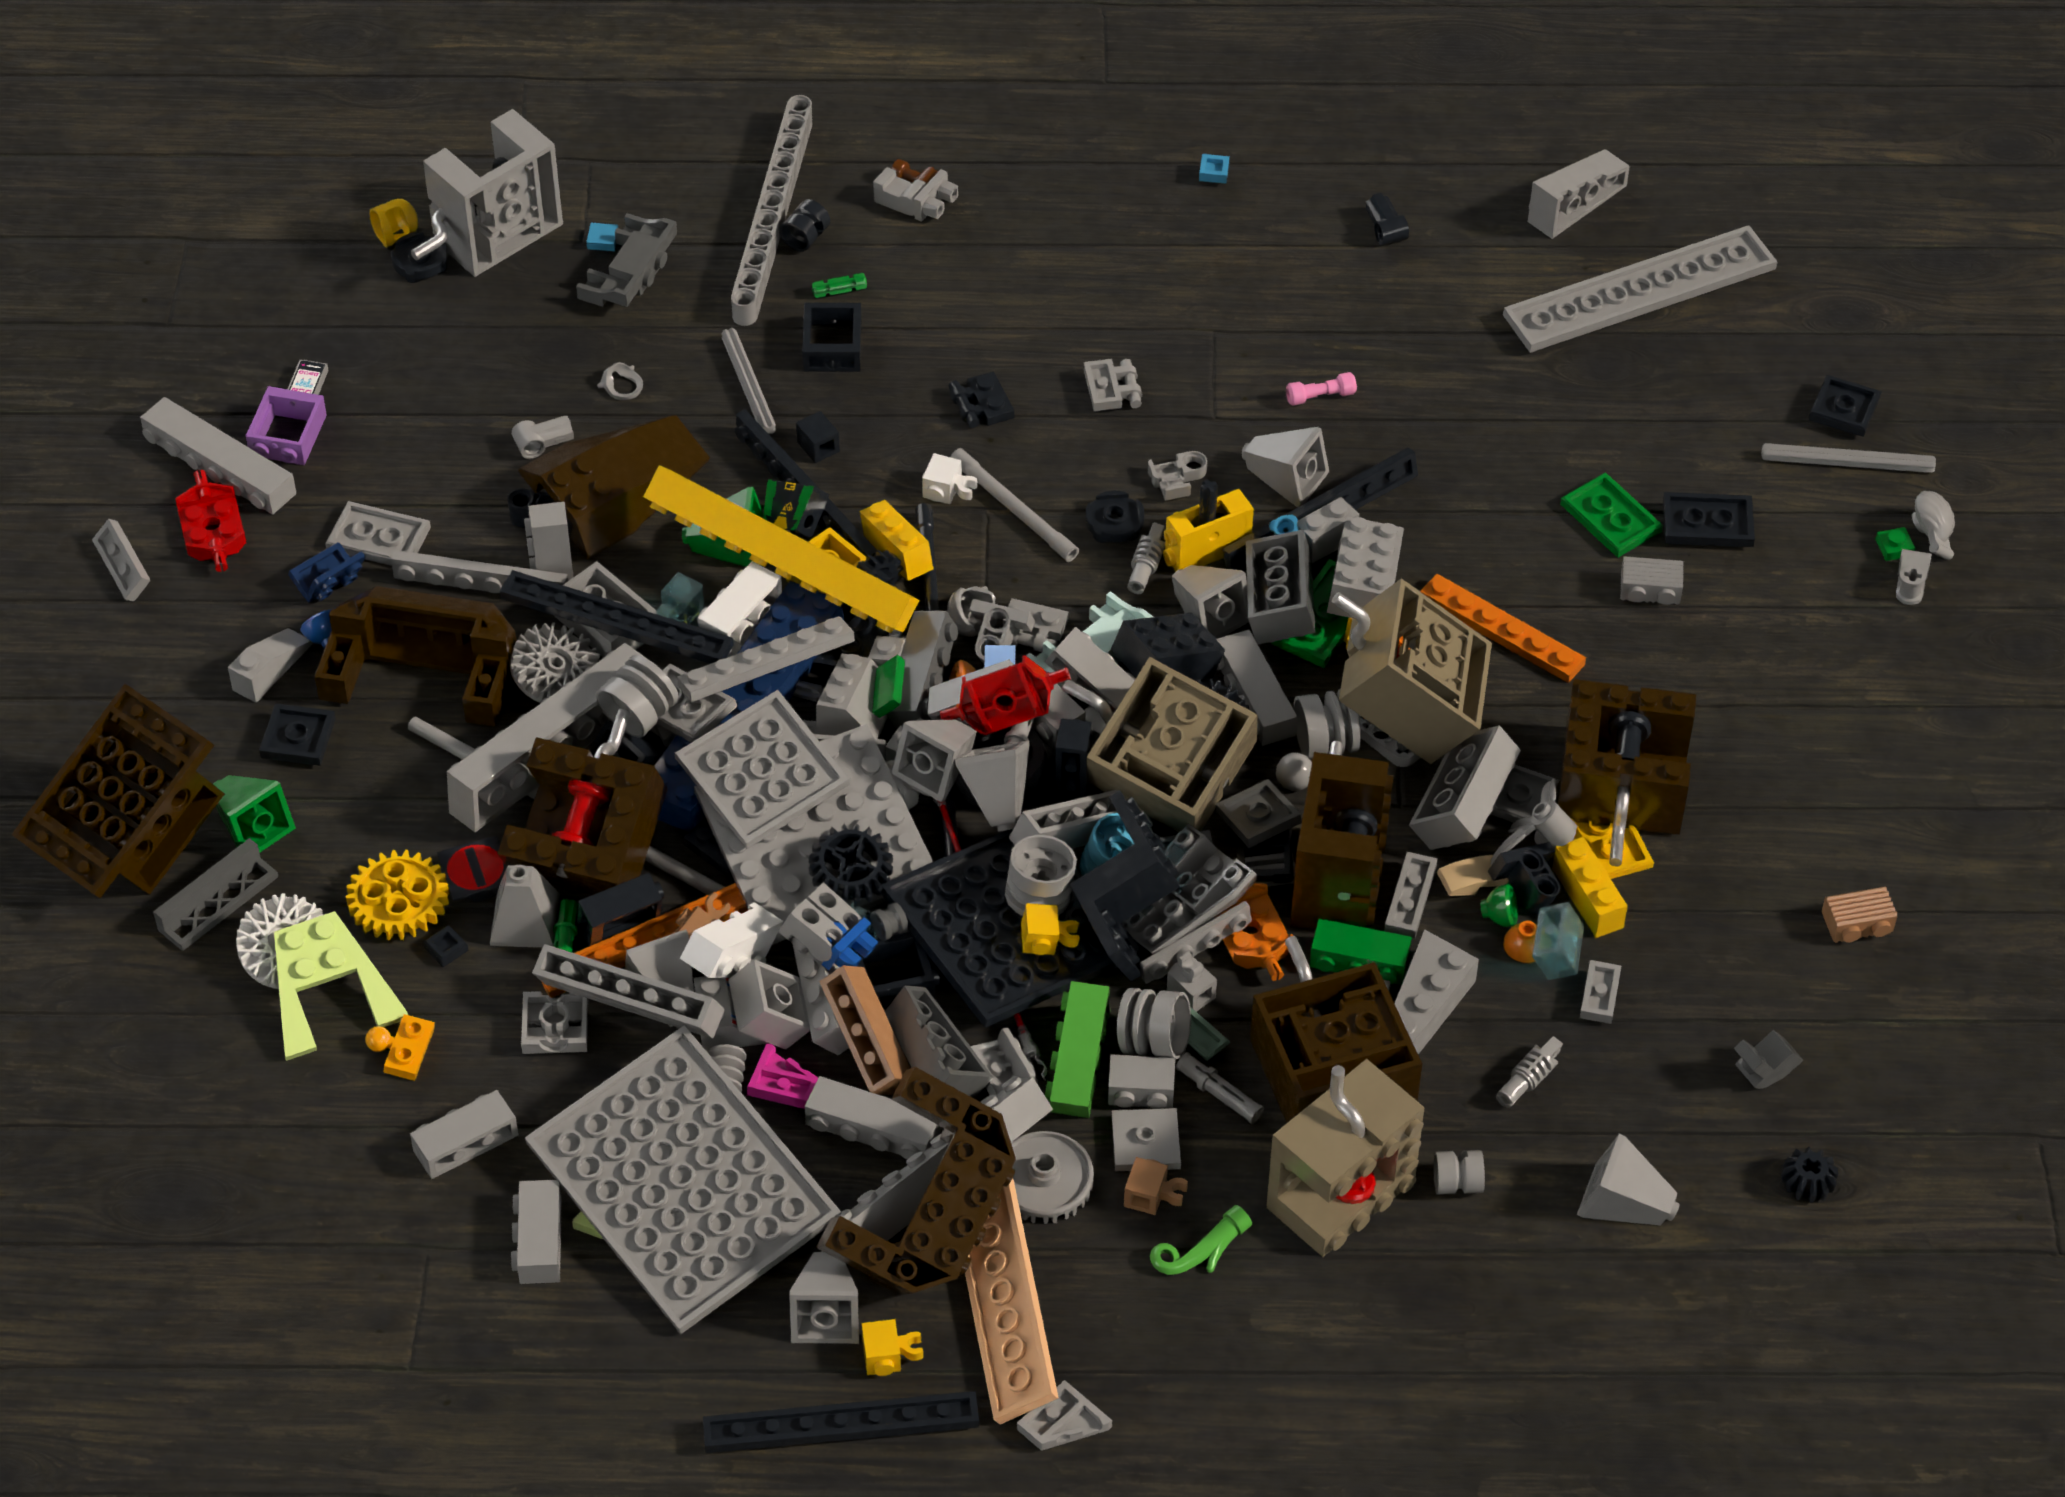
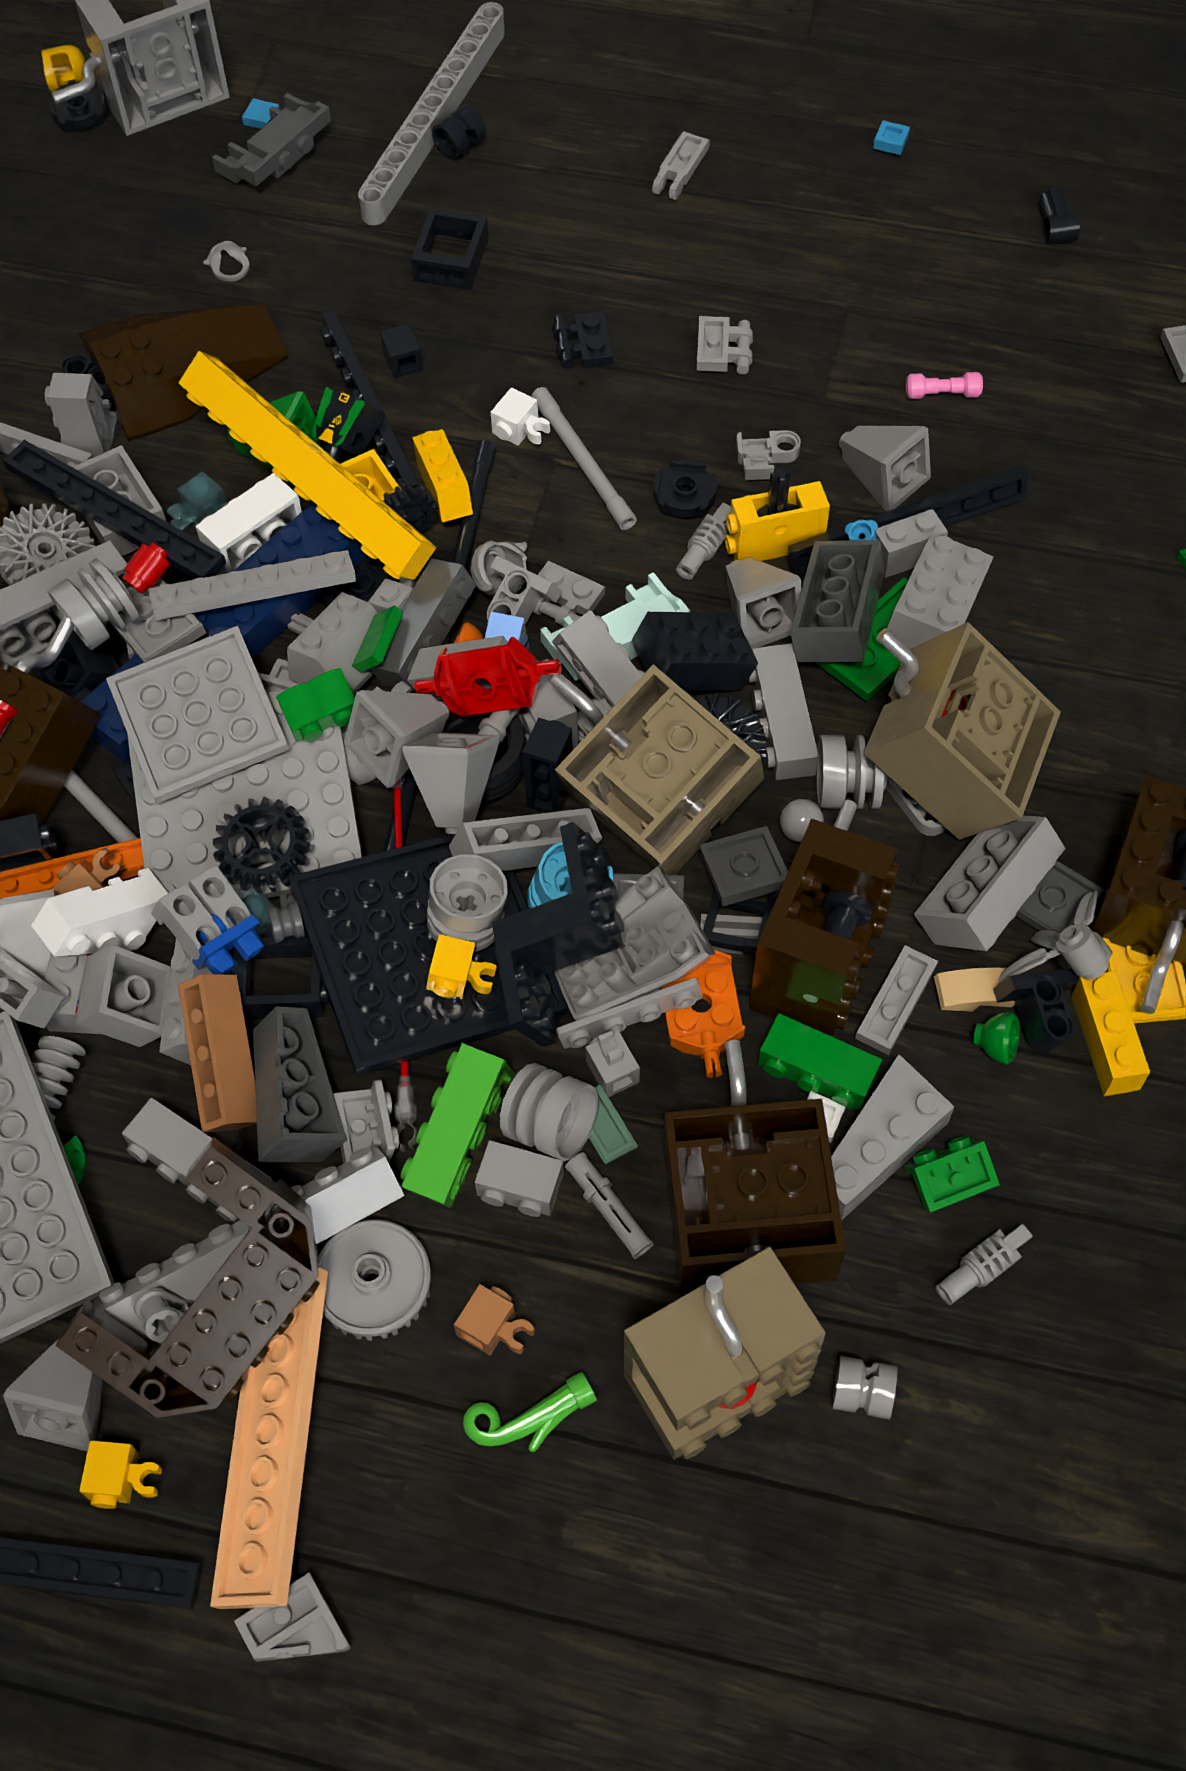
camera: 15 degrees right, 10 degrees up
(534, 438) = (120, 304): light grey piece -> none
(670, 656) = (146, 567): none -> red brick
(748, 380) = (353, 282): light grey axle -> none
(781, 1080) = (114, 1086): dark pink wing -> none
(839, 285) = (476, 198): green axle -> none
(866, 743) = (317, 705): none -> green brick
(889, 1220) = (159, 1312): none -> light grey piece
(917, 198) = (582, 122): light grey hips -> none
(1024, 222) = (680, 163): none -> light grey hinge
(1145, 1136) = (505, 1253): light grey plate -> none
(1490, 1013) = (952, 1172): none -> green bracket
(1505, 629) = (1080, 691): orange plate -> none
(1520, 941) = (1018, 1088): orange brick -> none
(1558, 941) = (1056, 1098): clear light blue brick -> none
(1600, 991) = (1094, 1173): light grey plate -> none
(1627, 1188) = (1068, 1457): light grey slope -> none

